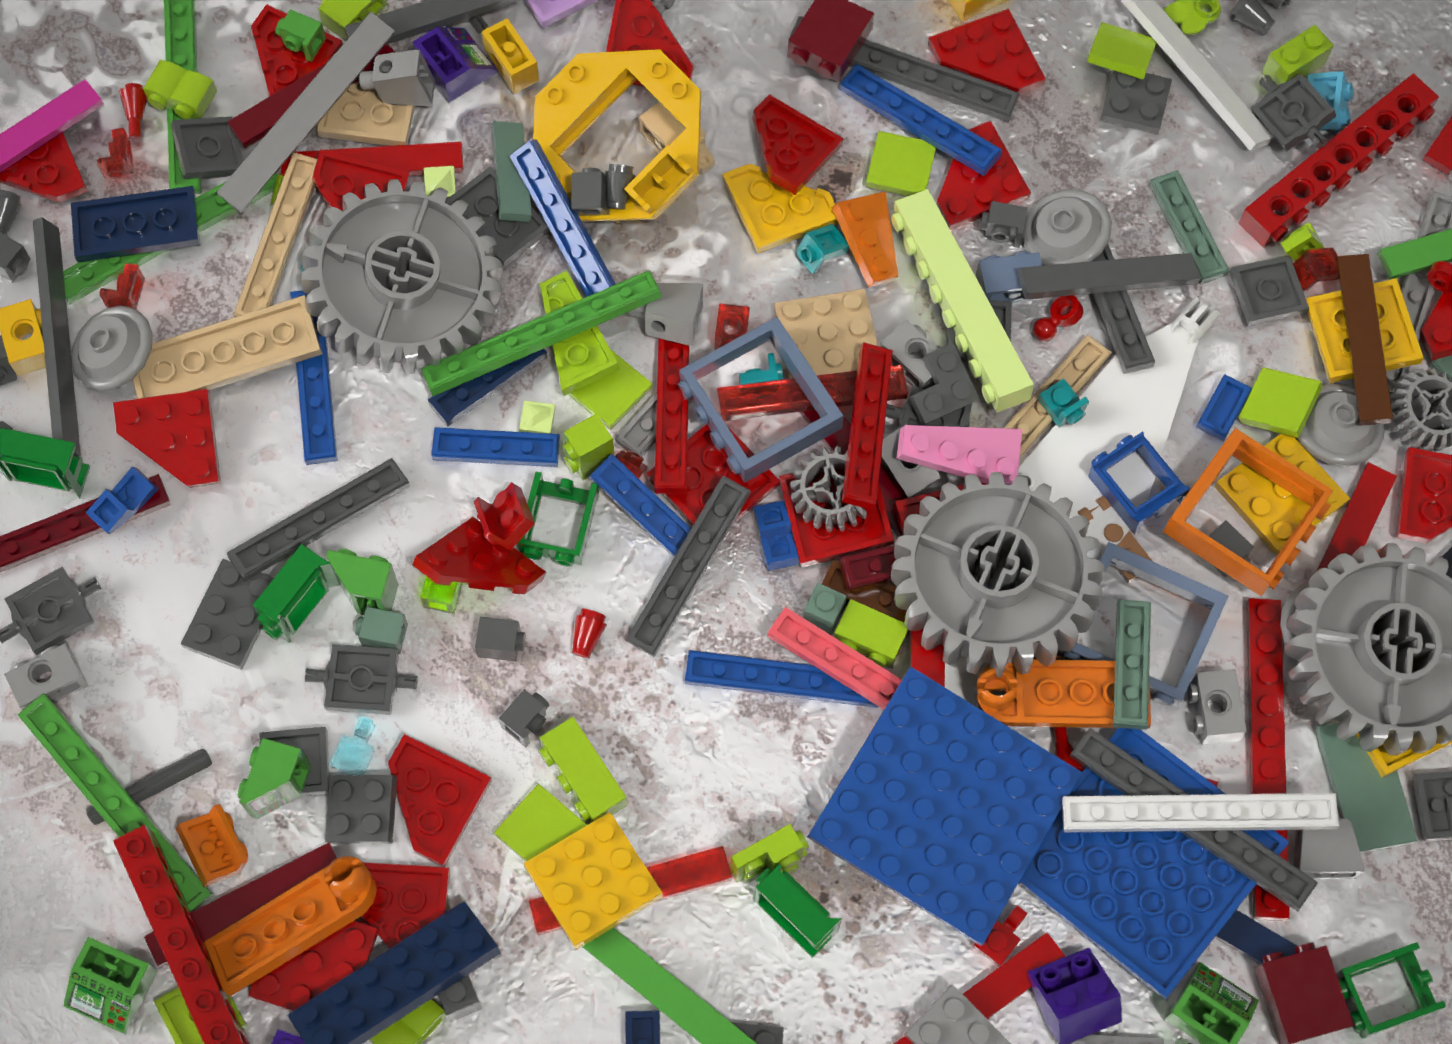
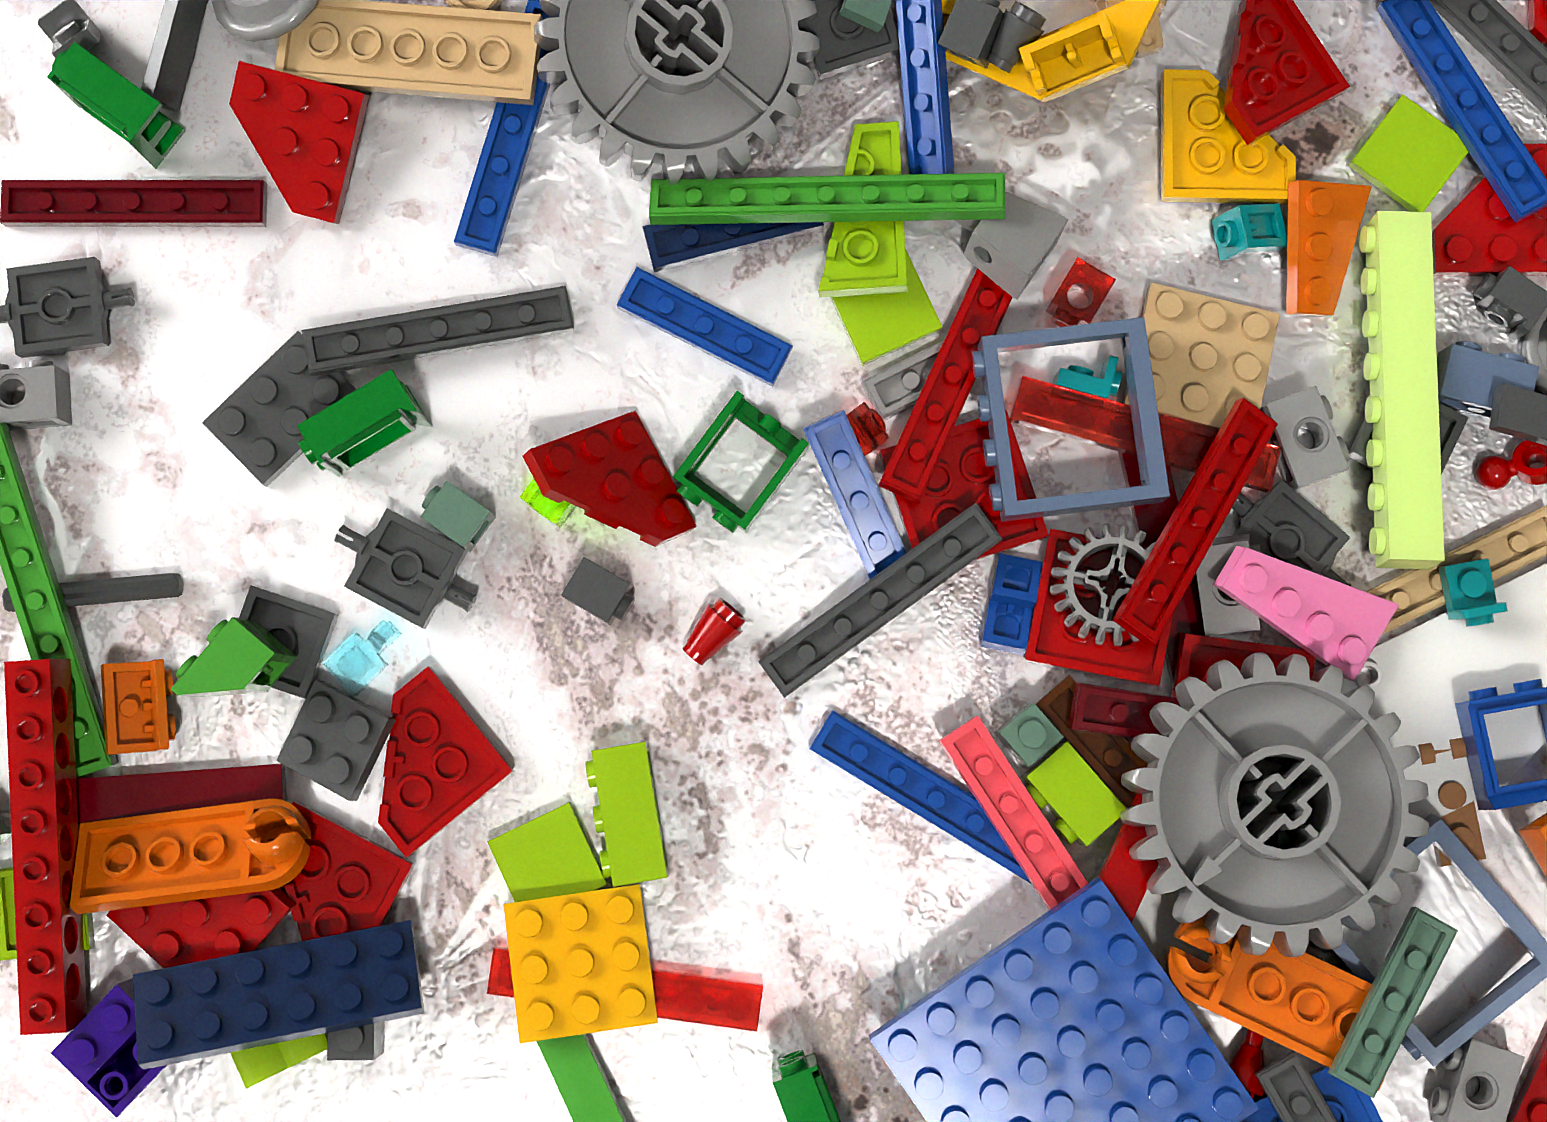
camera: 25 degrees right, 15 degrees up
(123, 501) = (201, 201): blue slope -> none
(364, 580) = (453, 449): bright green slope -> none
(506, 518) = (671, 435): red bracket -> none
(524, 716) = (588, 709): dark grey brick -> none
(537, 417) = (773, 310): yellowish green tile -> none
(587, 446) = (818, 385): lime brick -> none
(781, 847) = (828, 1033): lime plate -> none
(951, 389) = (1332, 511): dark grey plate -> none

